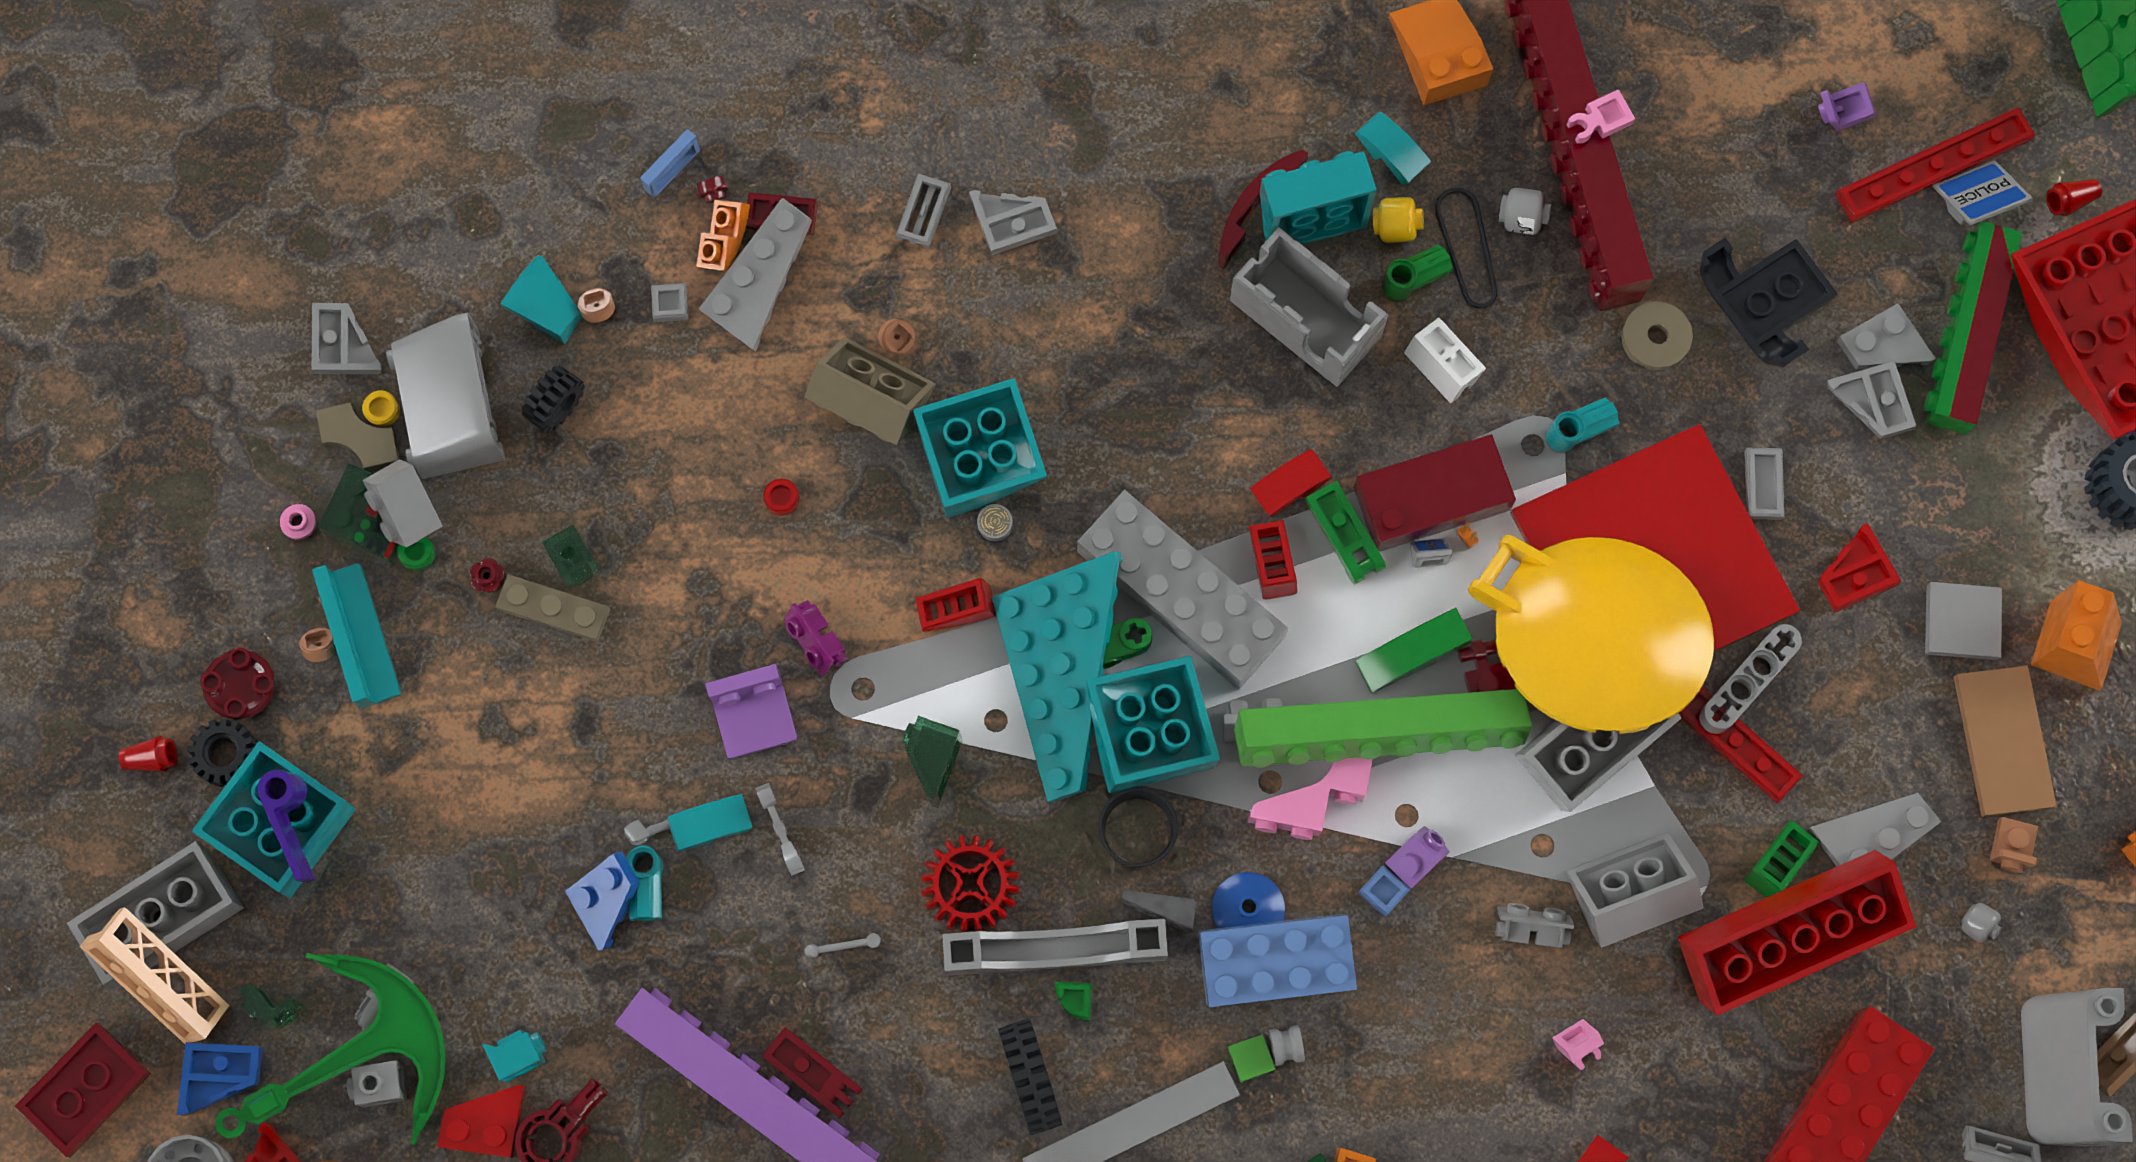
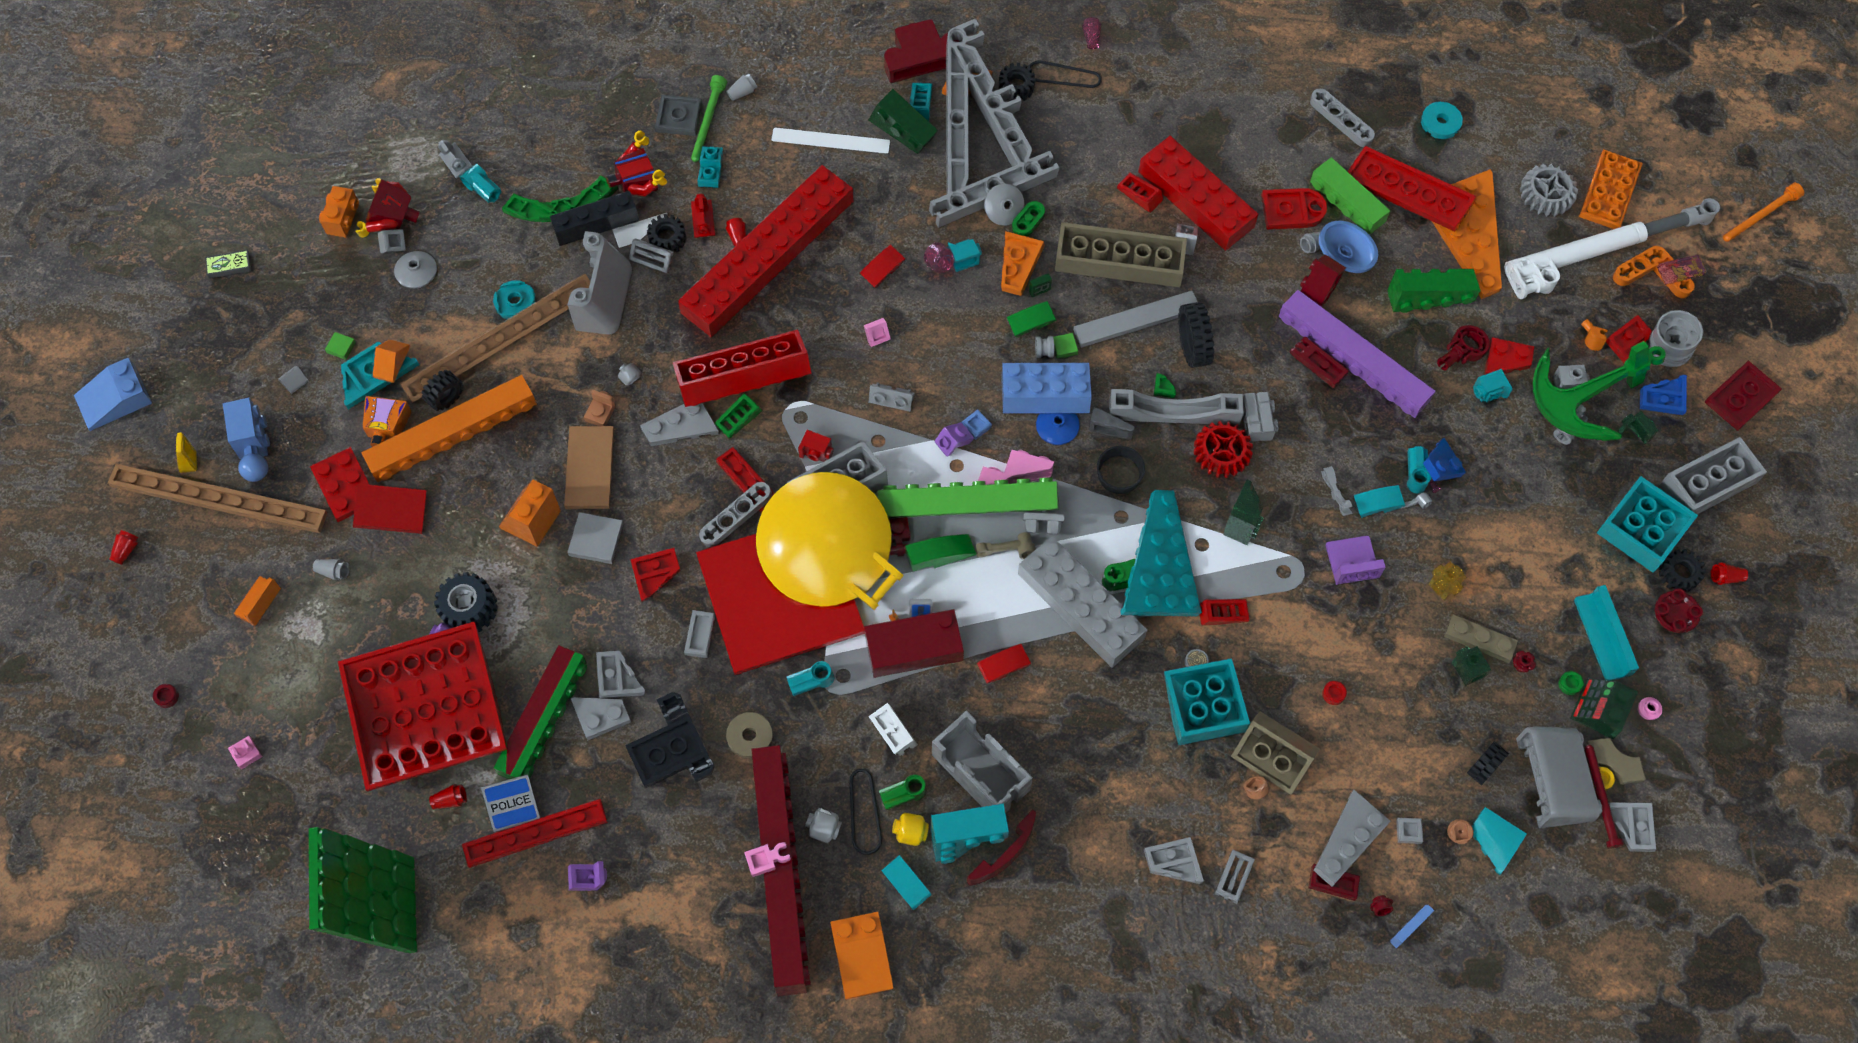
camera: 175 degrees left, 10 degrees down
(146, 986) = (1713, 432): light nougat fence -> none
(279, 794) = (1648, 512): dark purple door -> none
(317, 645) = (1632, 628): nougat tile -> none
(371, 311) = (1614, 841): none -> dark red bar
(401, 503) = (1584, 701): light grey brick -> none
(609, 700) = (1447, 580): none -> clear yellow brick
(725, 237) = (1373, 868): orange slope -> none
(804, 624) = (1319, 608): magenta hinge -> none
(873, 941) = (1281, 429): light grey hinge -> none
(913, 951) = (1259, 417): none -> light grey brick
(1151, 724) = (1109, 518): teal slope -> none
(1277, 581) = (1019, 600): red slope -> none
(1282, 679) = (1023, 545): none -> dark tan brick
(1314, 1099) = (1031, 318): none -> green slope
(1345, 531) = (974, 629): green plate -> none
(1635, 889) = (830, 405): light grey slope -> none
(1643, 810) = (815, 447): none -> red brick

